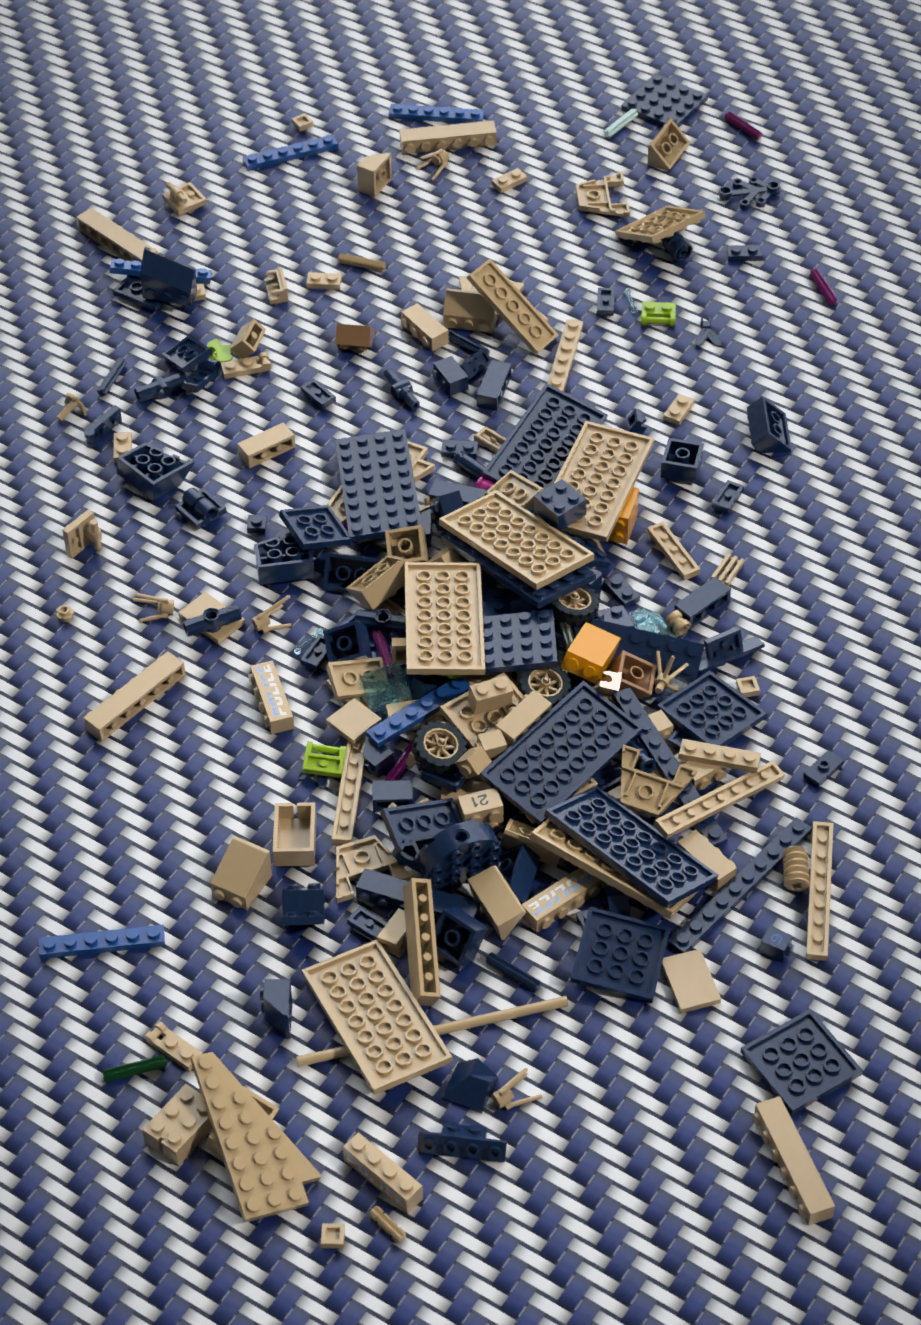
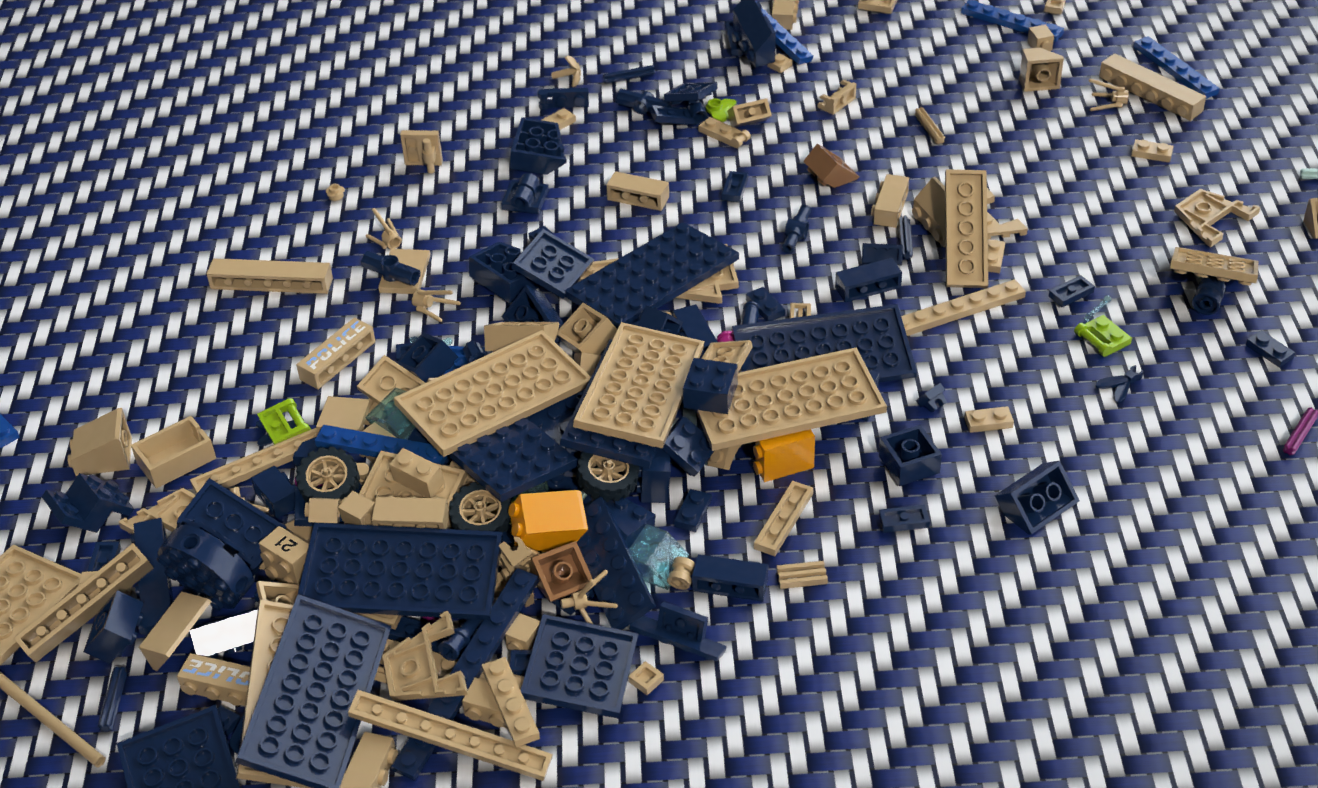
camera: 55 degrees right, 5 degrees down
(324, 281) = (880, 118): tan plate -> none
(333, 152) = (1040, 37): none -> tan brick
(450, 375) = (847, 247): dark blue brick -> none

